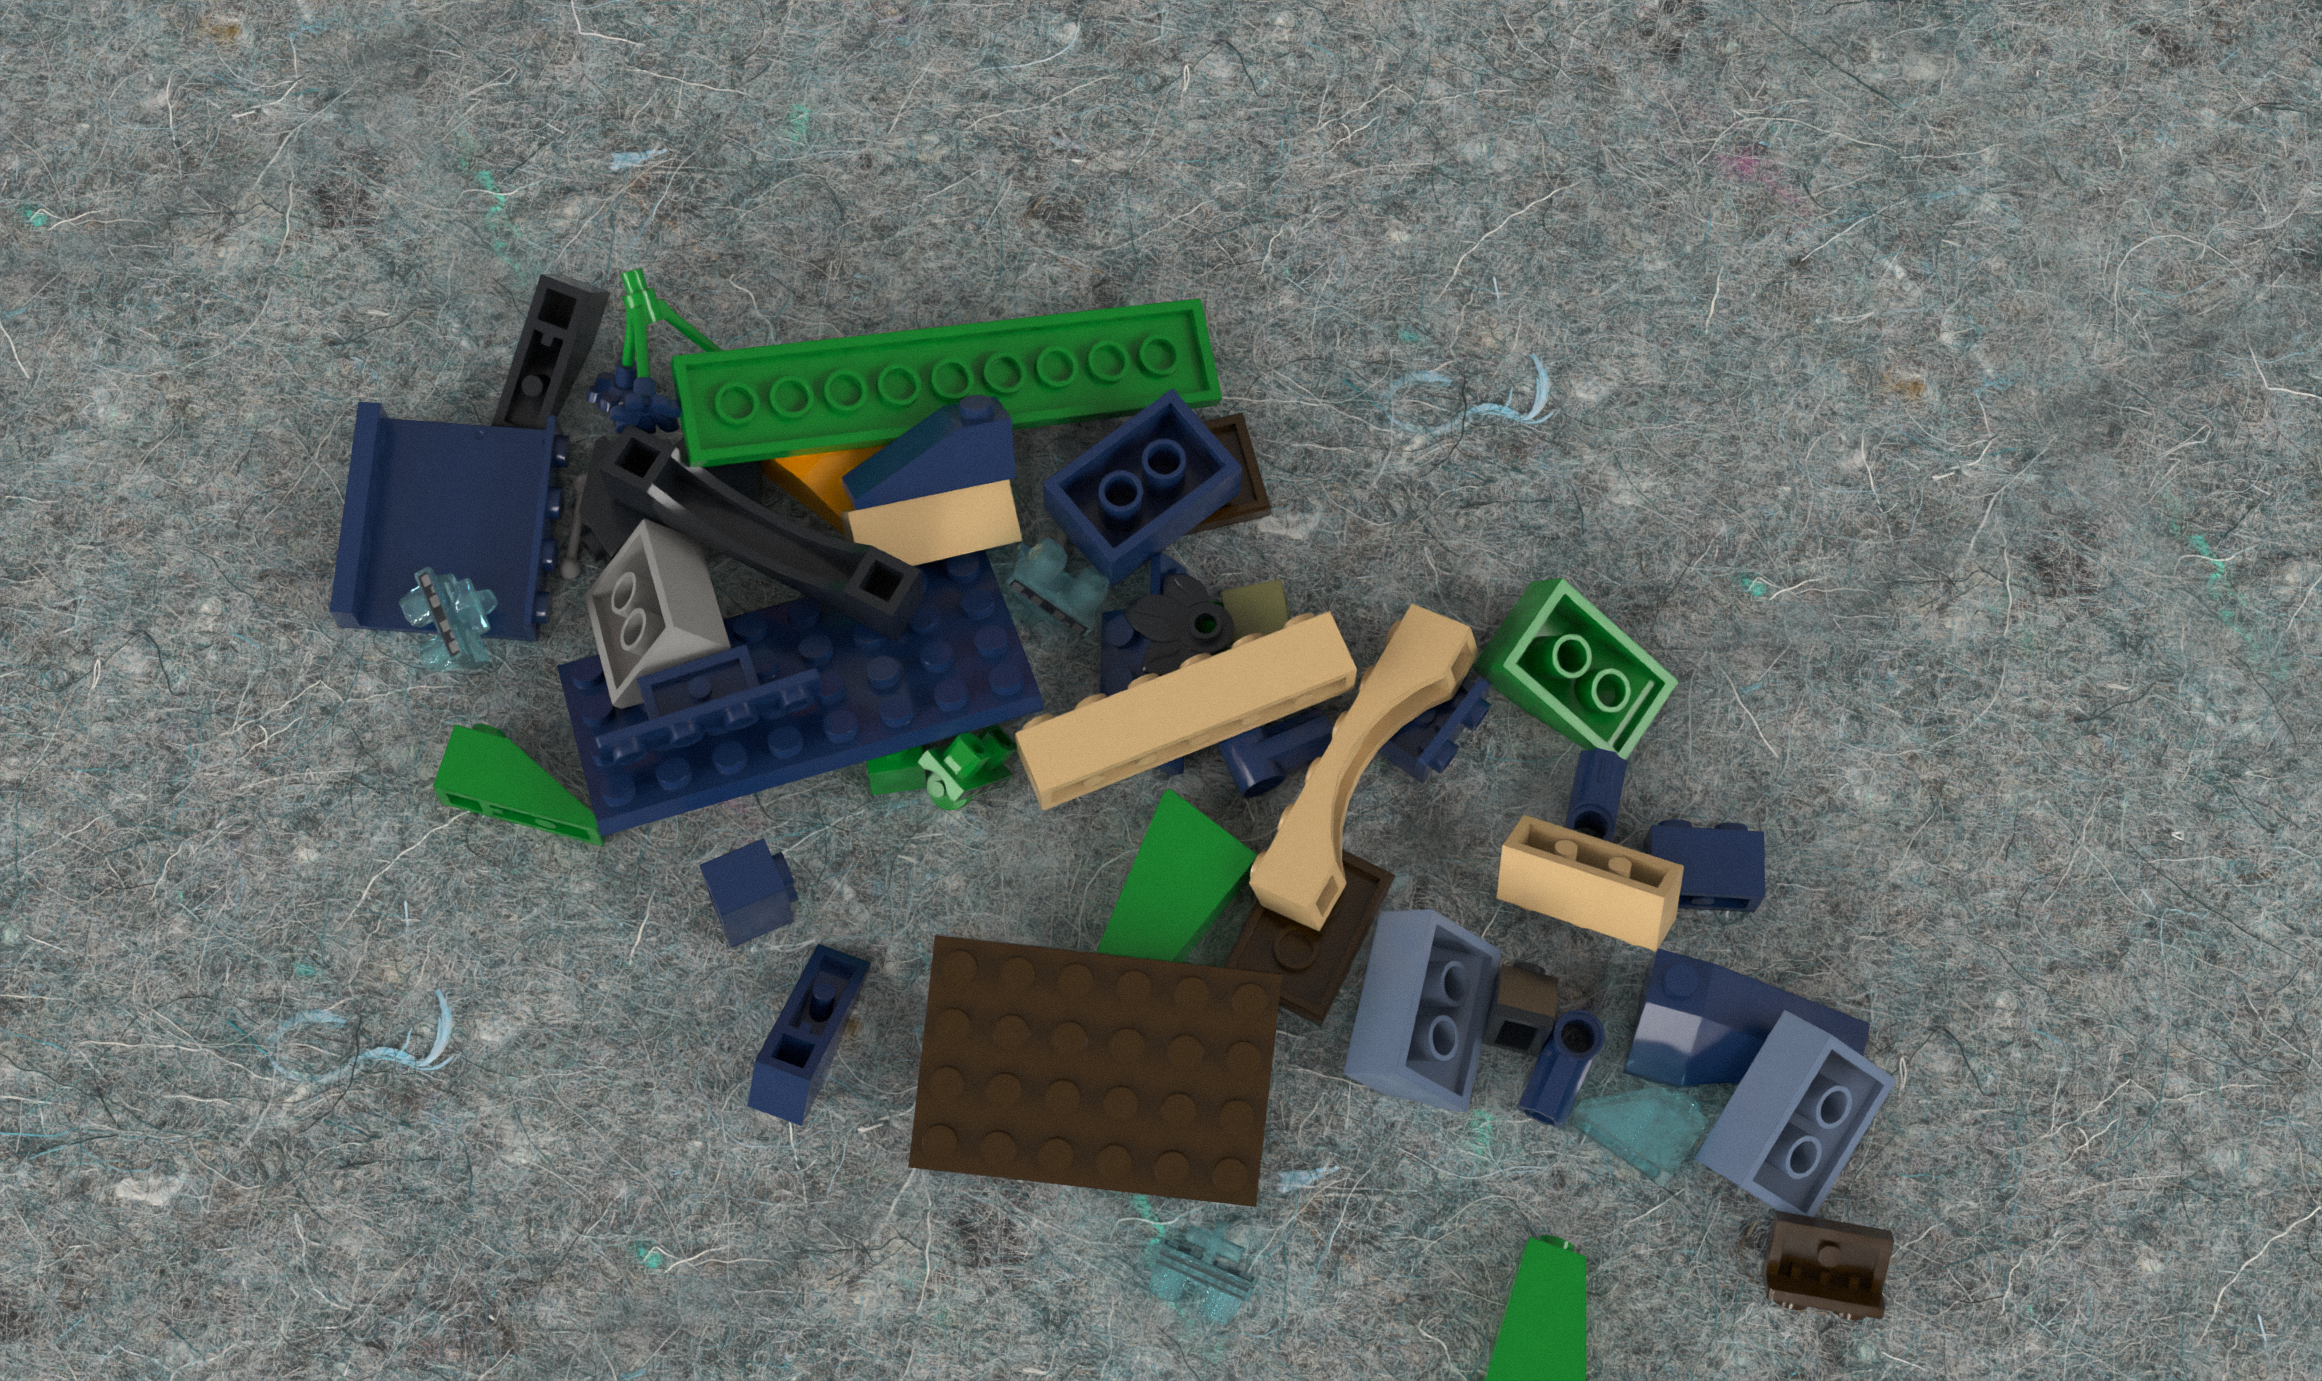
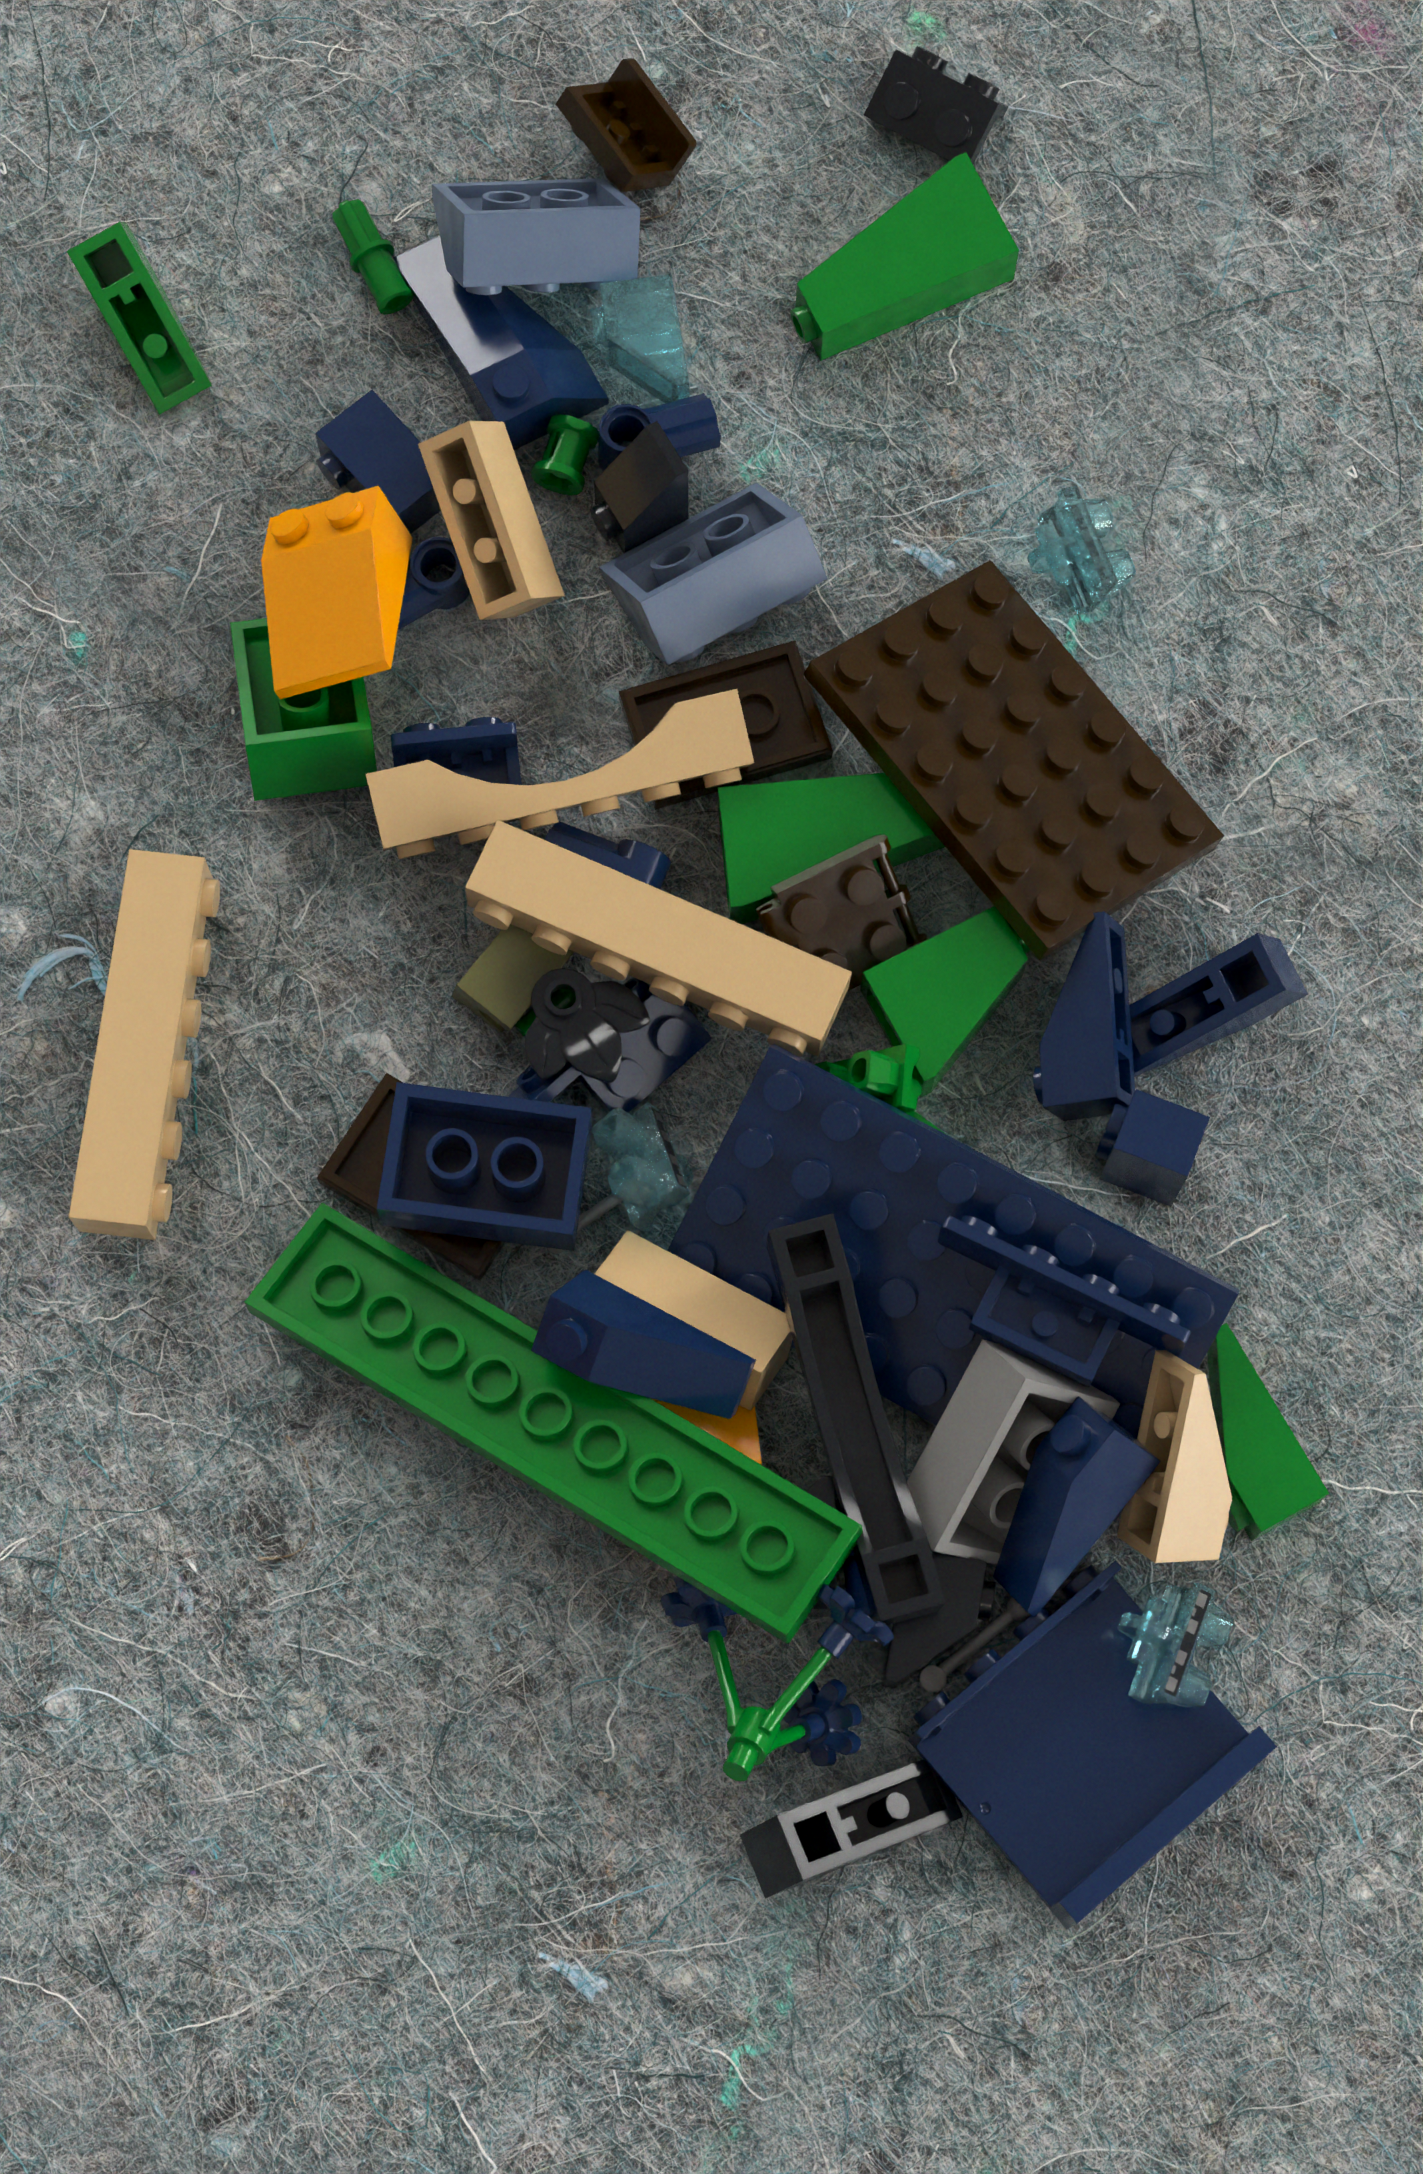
camera: 130 degrees left, 5 degrees up
(531, 694) = (1187, 1497): none -> tan slope
(589, 627) = (1069, 1498): none -> dark blue slope
(859, 933) = (1089, 1036): none -> dark blue slope
(984, 869) = (945, 990): none -> green slope
(1090, 850) = (843, 911): none -> dark brown plate
(1428, 386) = (143, 1045): none -> tan brick
(1603, 993) = (565, 455): none -> green bush
(1626, 733) = (334, 590): none -> light orange slope
(1883, 1007) = (372, 256): none -> green axle
(1972, 811) = (140, 316): none -> green slope

